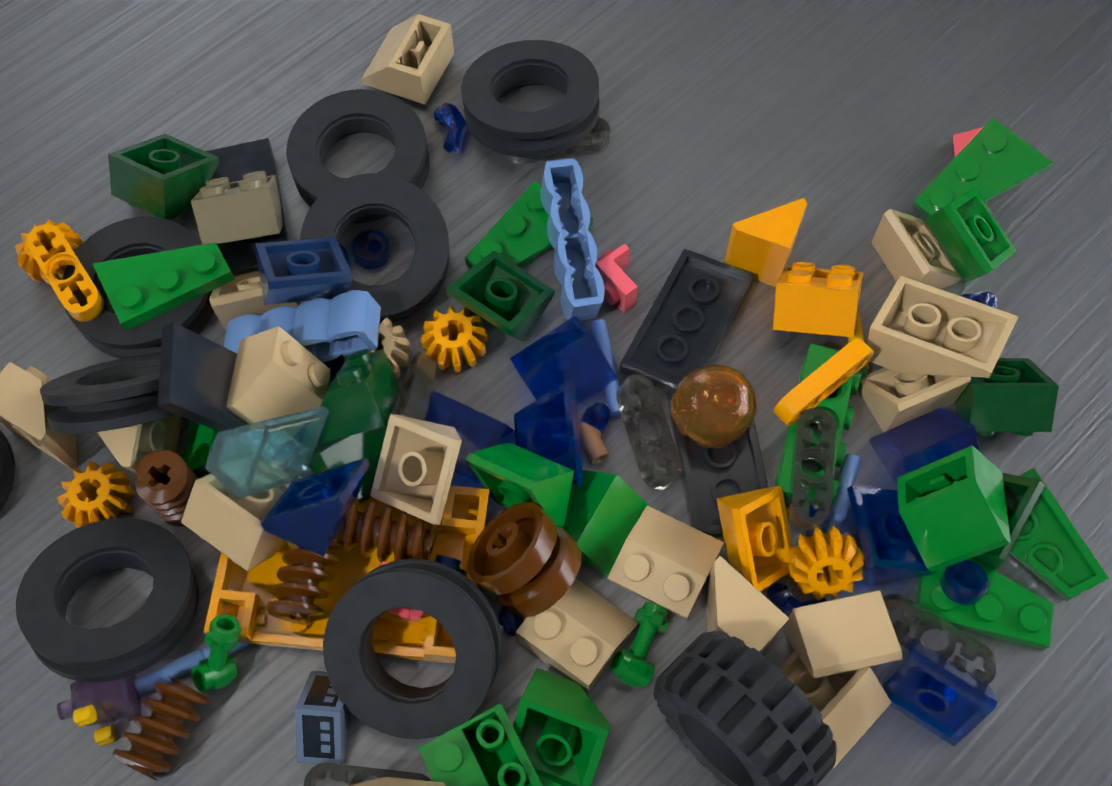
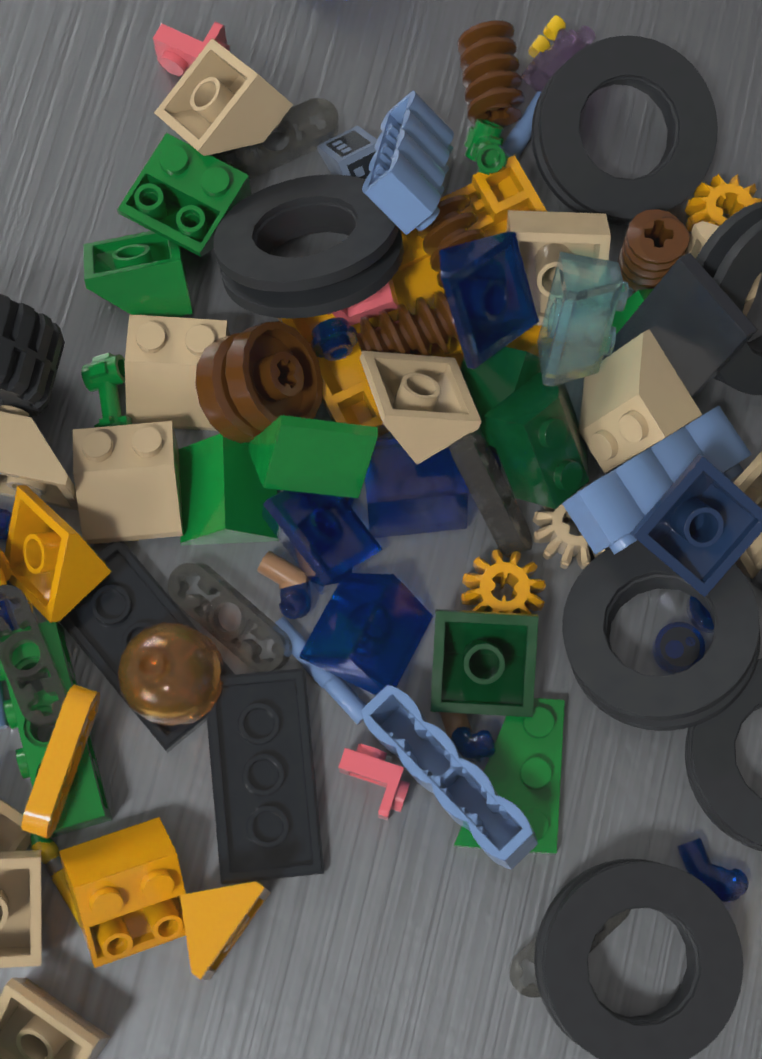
camera: 145 degrees right, 10 degrees up
(288, 658) = (409, 164): none -> medium blue brick
(543, 262) = (469, 745): none -> clear blue arm

